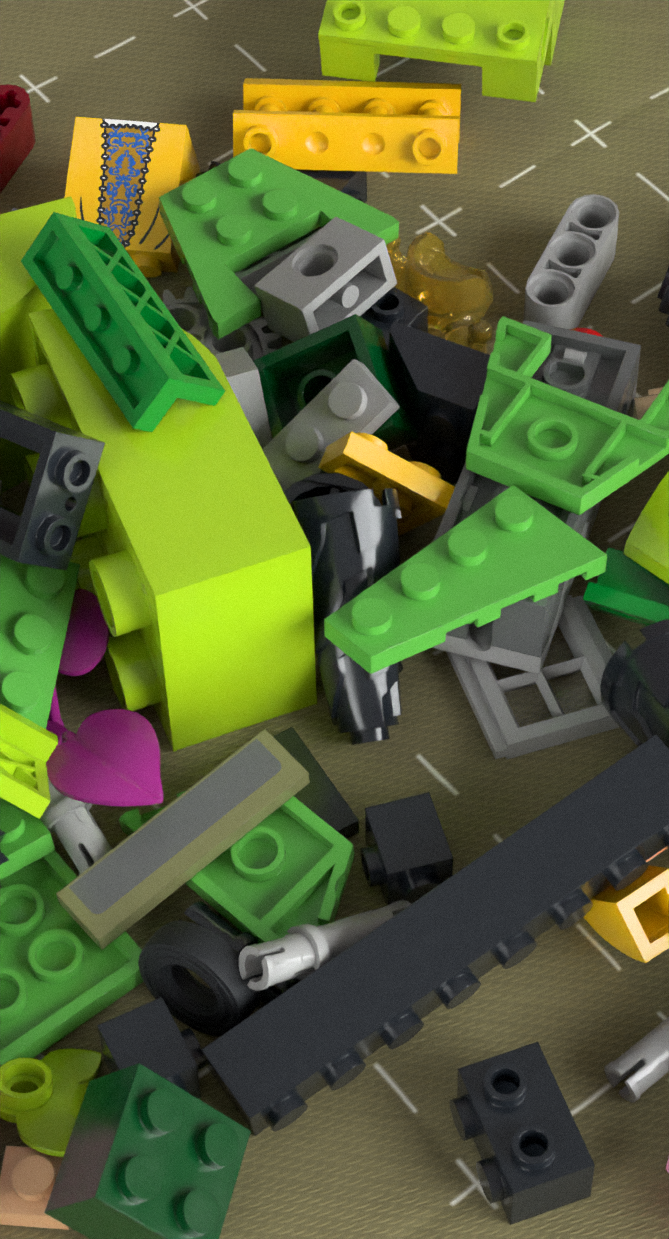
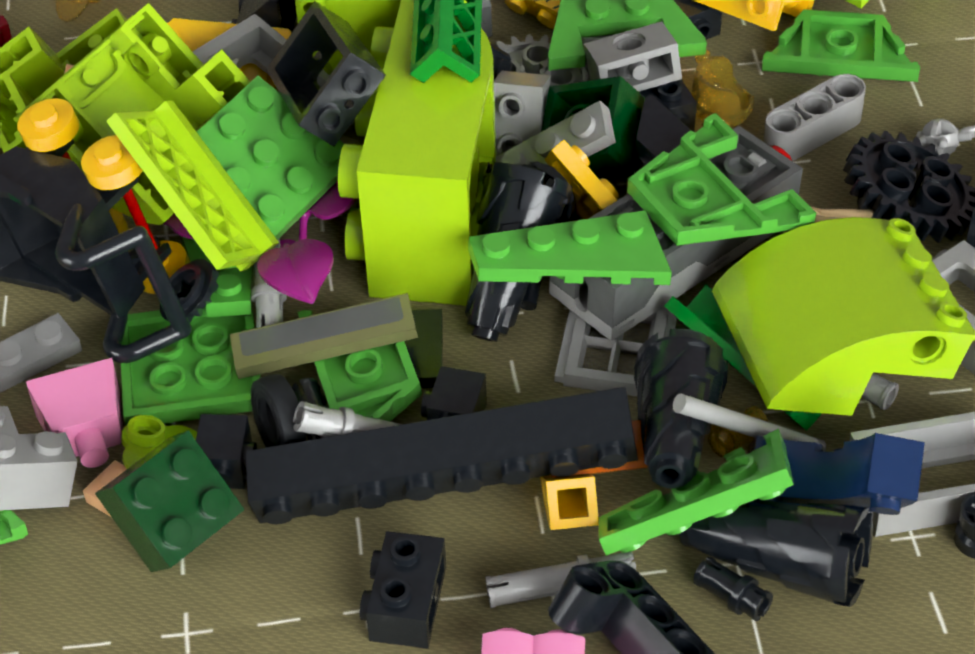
camera: 30 degrees right, 5 degrees down
(536, 161) = (841, 44): none -> bright green wing

